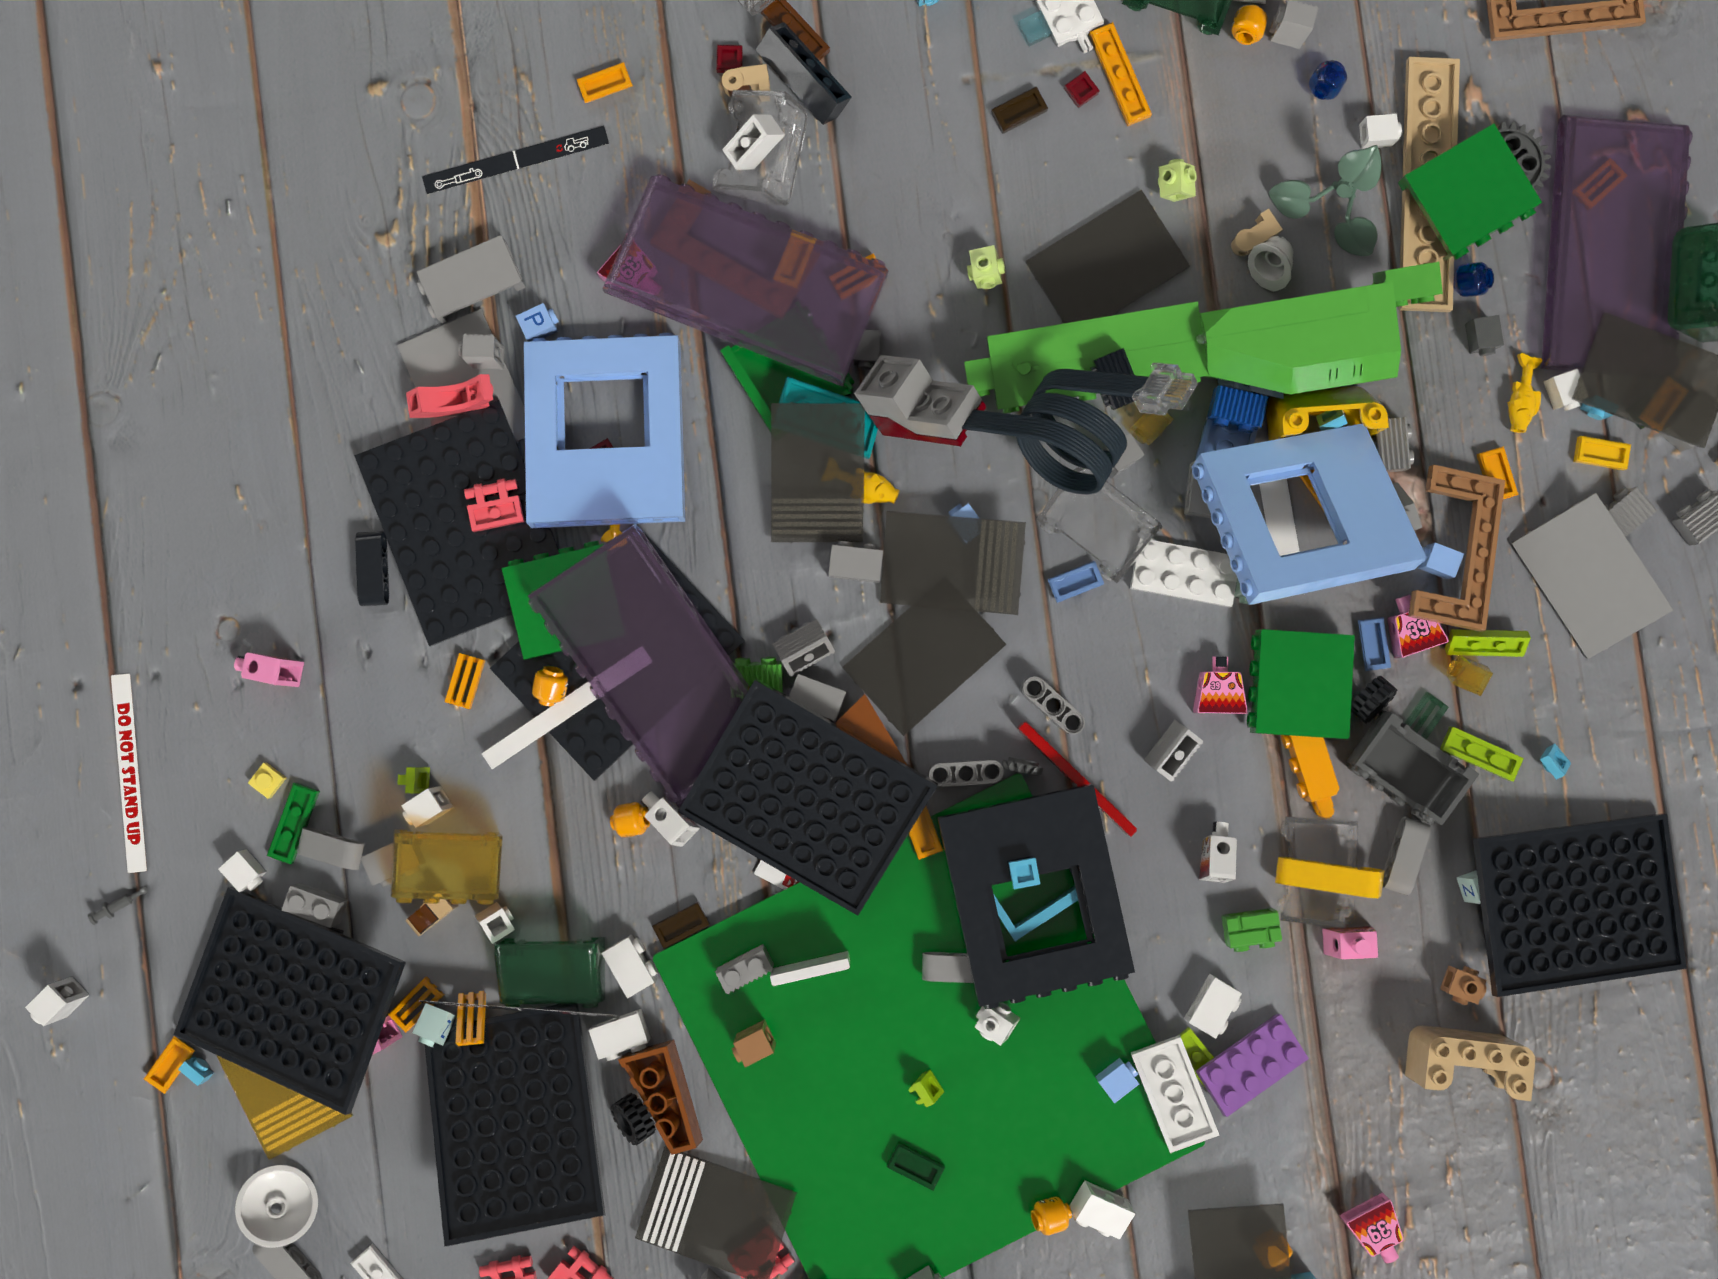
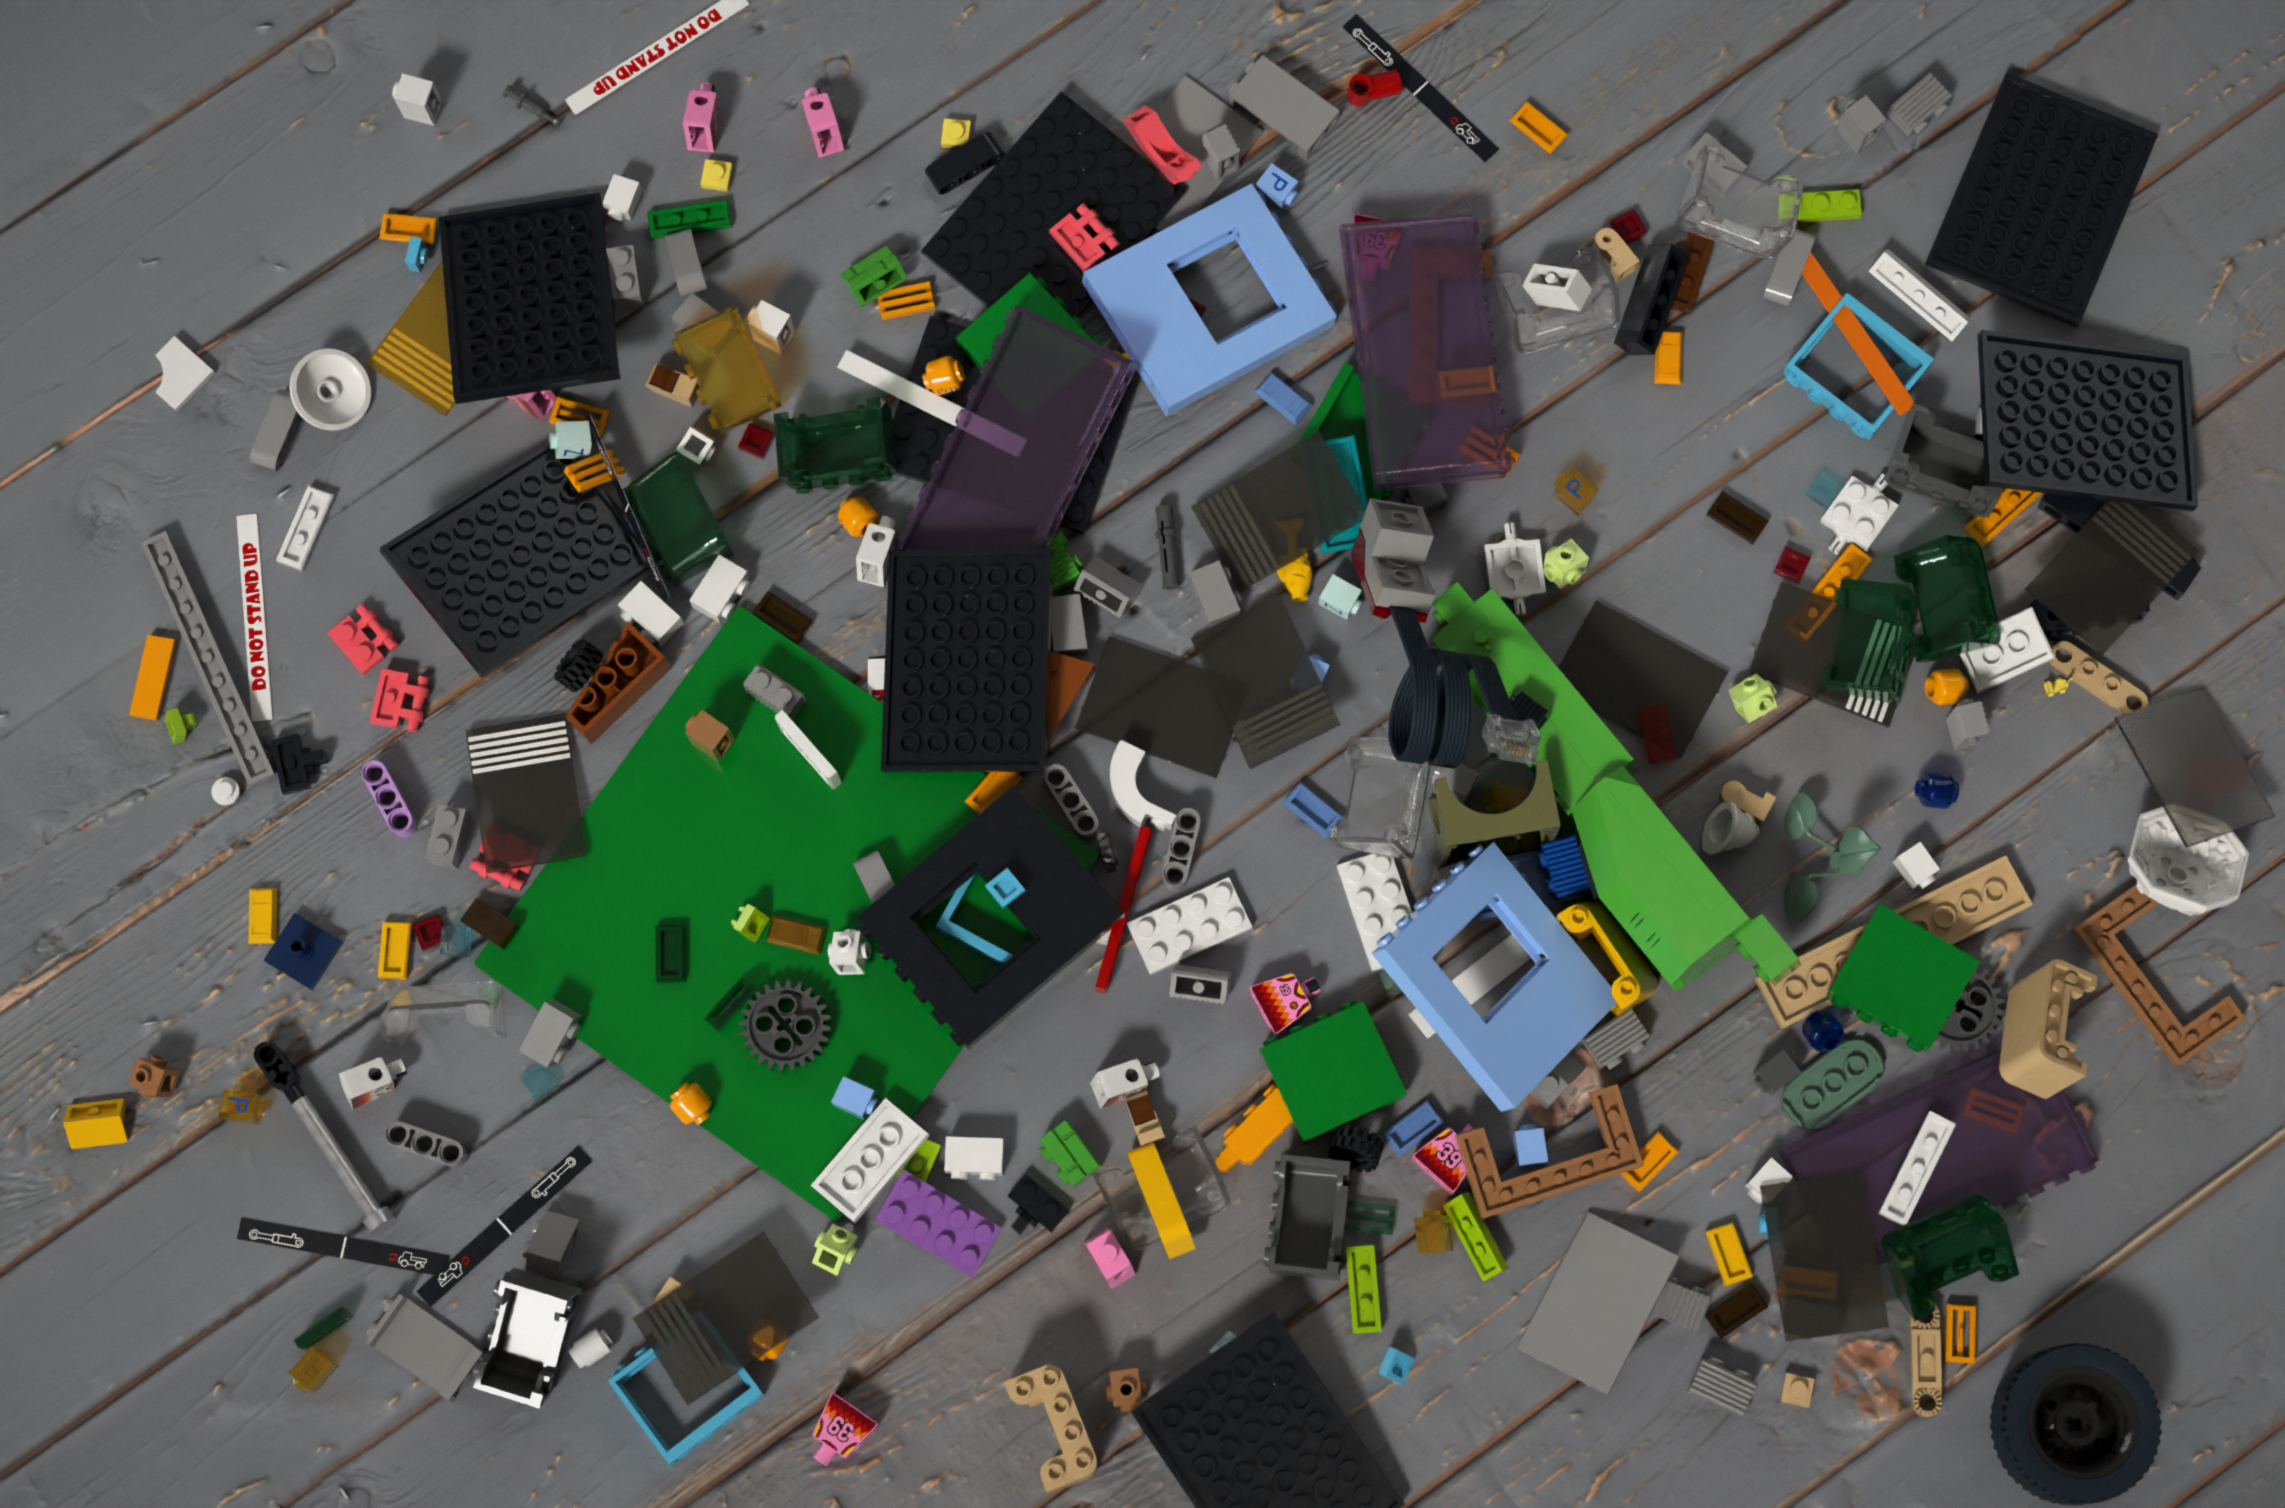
camera: 65 degrees right, 10 degrees down
(209, 768) = (701, 118): none -> bright pink torso
(341, 562) = (955, 133): none -> light yellow plate
(415, 780) = (790, 303): lime tile -> none
(429, 697) = (873, 276): none -> bright green brick
(495, 194) = (1376, 87): none -> red piece
(517, 868) = (756, 441): none -> dark red tile
(562, 808) = (836, 447): none -> clear green windscreen
(719, 417) = (1283, 398): none -> medium blue tile
(784, 575) = (1167, 546): none -> dark grey pin
(862, 92) = (1669, 359): none -> light orange tile
(914, 462) = (1341, 597): none -> light aqua brick
(928, 226) = (1574, 491): none -> clear yellow brick
(954, 1054) = (796, 934): none -> pearl gold tile
(966, 310) = (1515, 569): none -> white plate
(966, 719) = (1123, 774): none -> white arch
(986, 1140) = (730, 1004): none -> clear green tile
(1032, 1129) = (804, 1010): none -> dark grey gear
(1101, 1210) = (720, 1150): white brick -> none
(1116, 732) = (1189, 926): none -> white plate
(1162, 273) = (1657, 733): none -> clear red plate
(1173, 97) = (1800, 642): none -> clear smoke piece
(1183, 61) = (1872, 640): none -> clear green windscreen
(1192, 436) = (1514, 831): none -> olive piece
(1230, 1158) = (835, 1249): none -> yellowish green brick
(1259, 854) = (1144, 1119): none -> leg
(1276, 977) = (1035, 1206): none -> black hinge
(1331, 420) = (1606, 966): plate -> none
(1406, 855) = (1222, 1267): light grey beam -> none
(1515, 296) = (1832, 1084): none -> sand green tile
(1524, 401) = (1735, 1148): yellow animal -> none
(1575, 105) = (2035, 1029): none -> tan windscreen
(1627, 268) = (1916, 1168): none -> white plate
(1649, 471) = (1736, 1311): none -> dark brown tile

